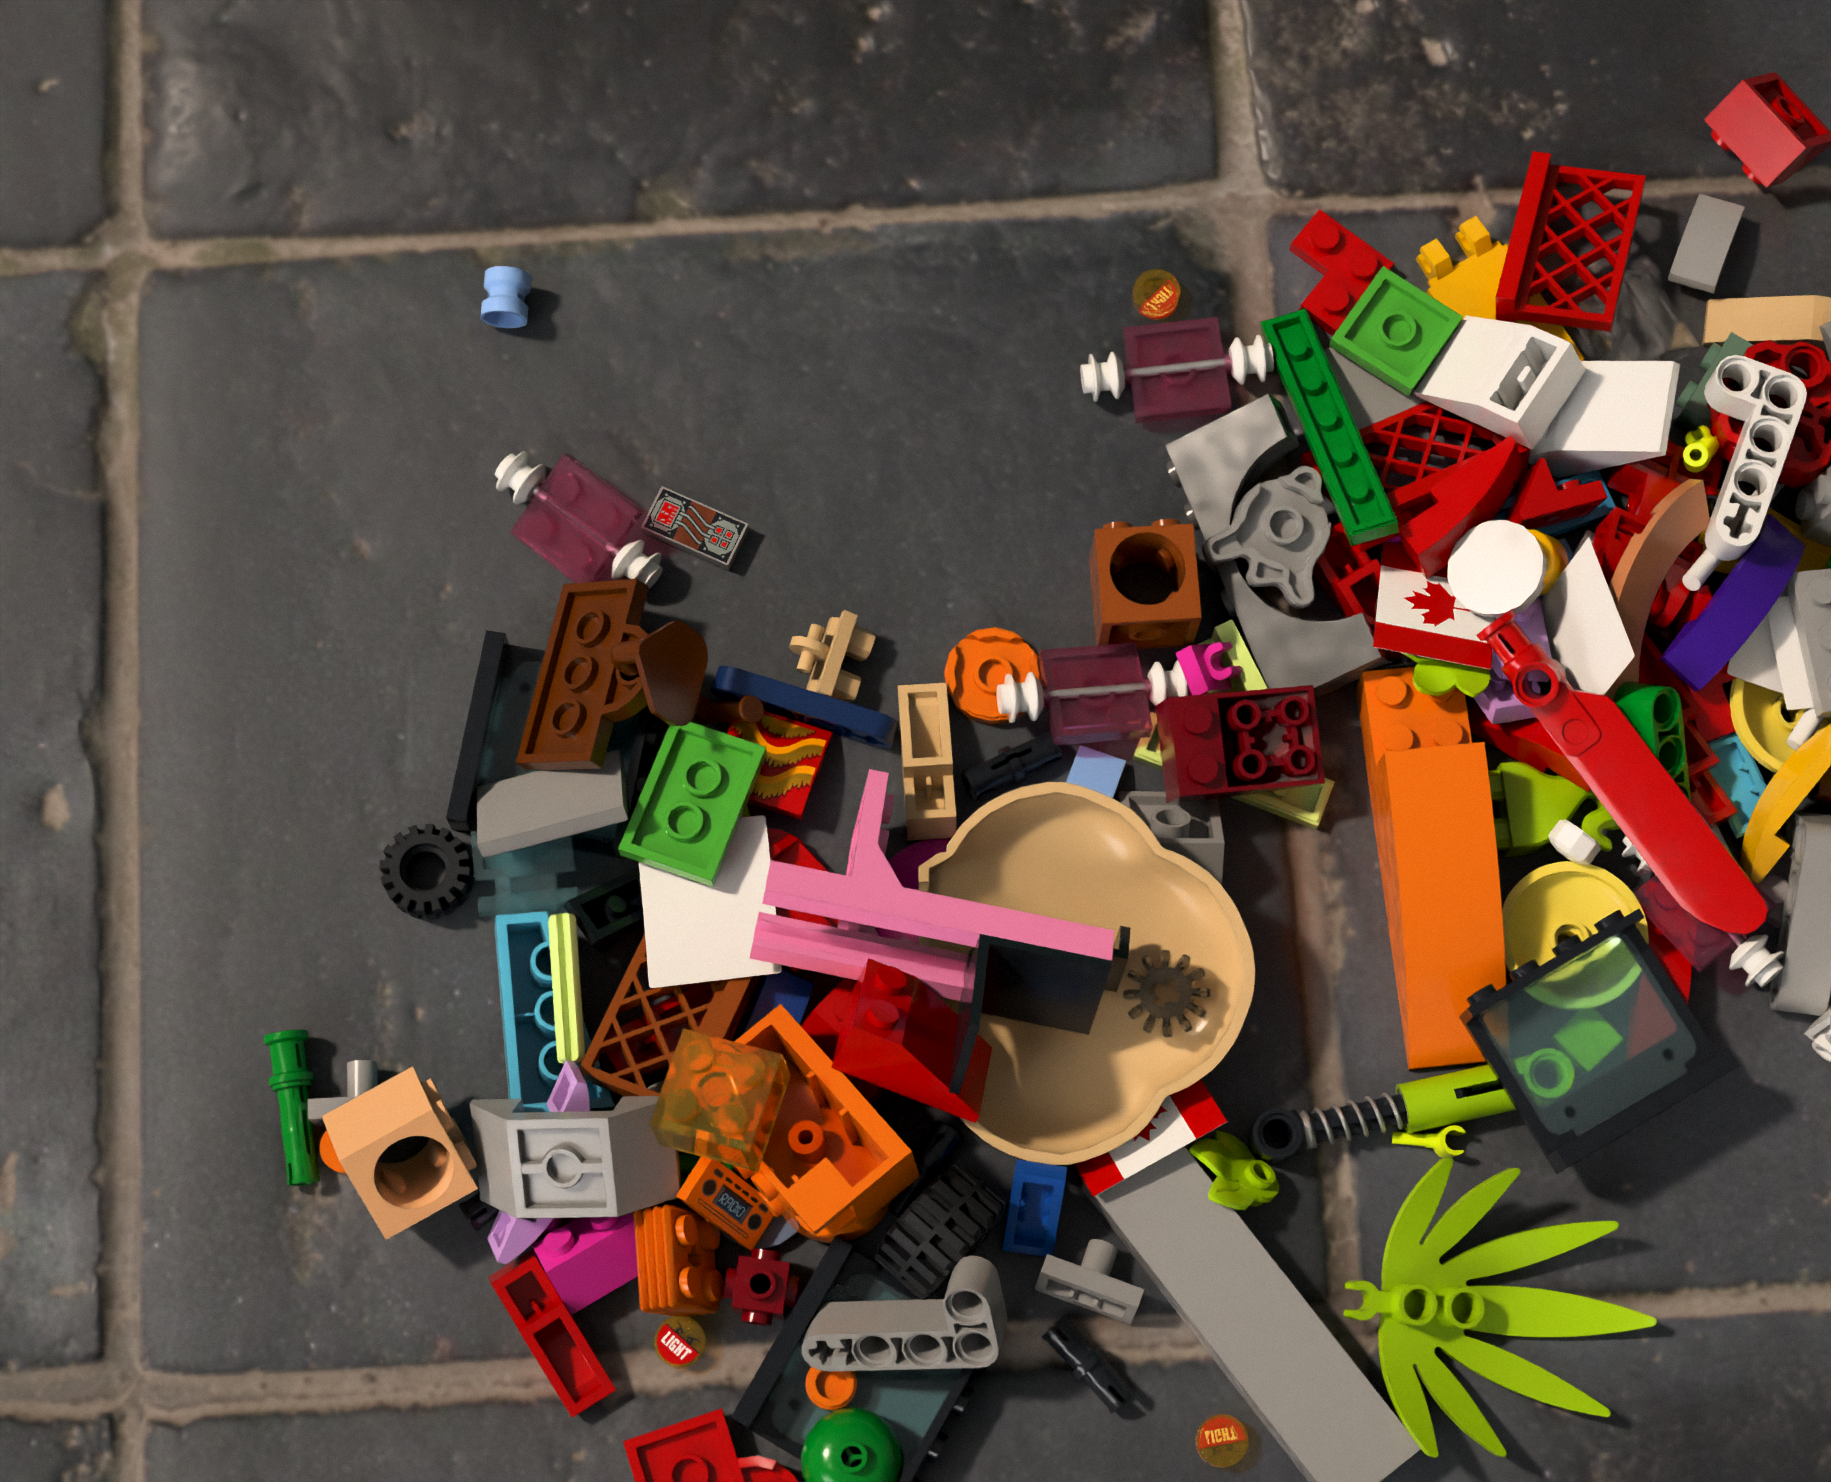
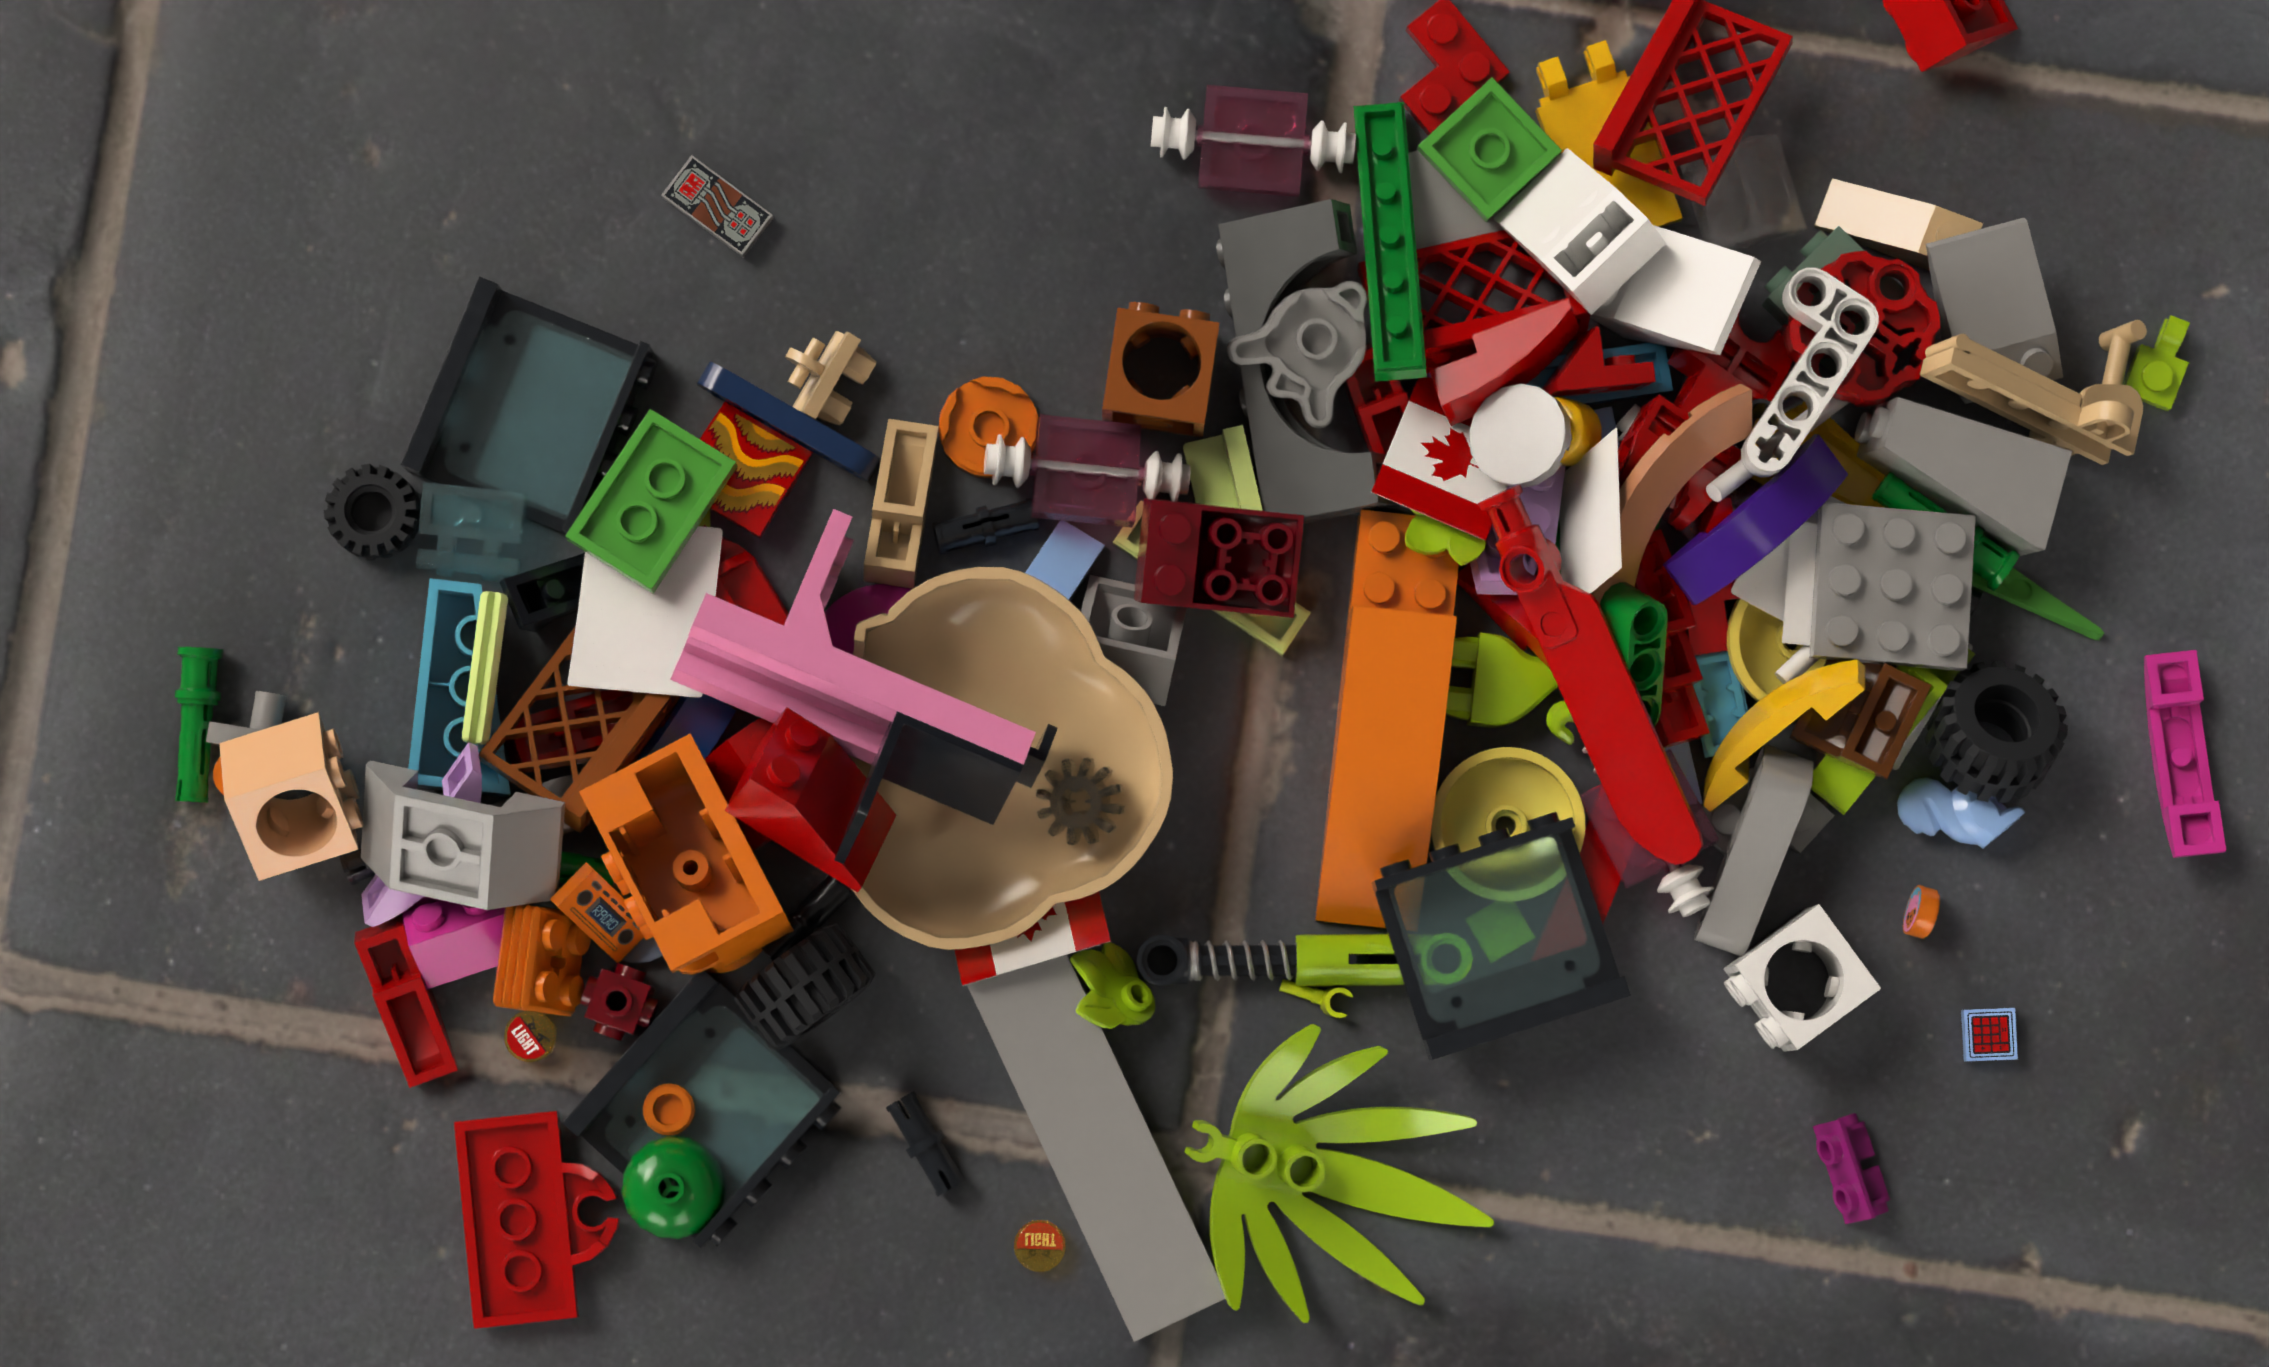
camera: 10 degrees right, 10 degrees up
(550, 805) = (509, 473): light grey tile -> none
(576, 520) = (596, 177): clear pink plate -> none
(607, 670) = (579, 338): reddish brown plate -> none
(720, 1099) = (607, 821): clear yellow brick -> none
(914, 1334) = (754, 1081): light grey beam -> none
(1034, 1208) = (904, 982): blue tile -> none
(1091, 1283) = (945, 1066): light grey tile -> none
(1156, 294) = (1252, 51): clear yellow tile -> none
(1205, 668) = (1204, 471): dark pink tile -> none
(1573, 843) = (1531, 731): white tile -> none
(1700, 449) = (1771, 350): neon yellow arm -> none
(1706, 243) = (1843, 118): light grey slope -> none

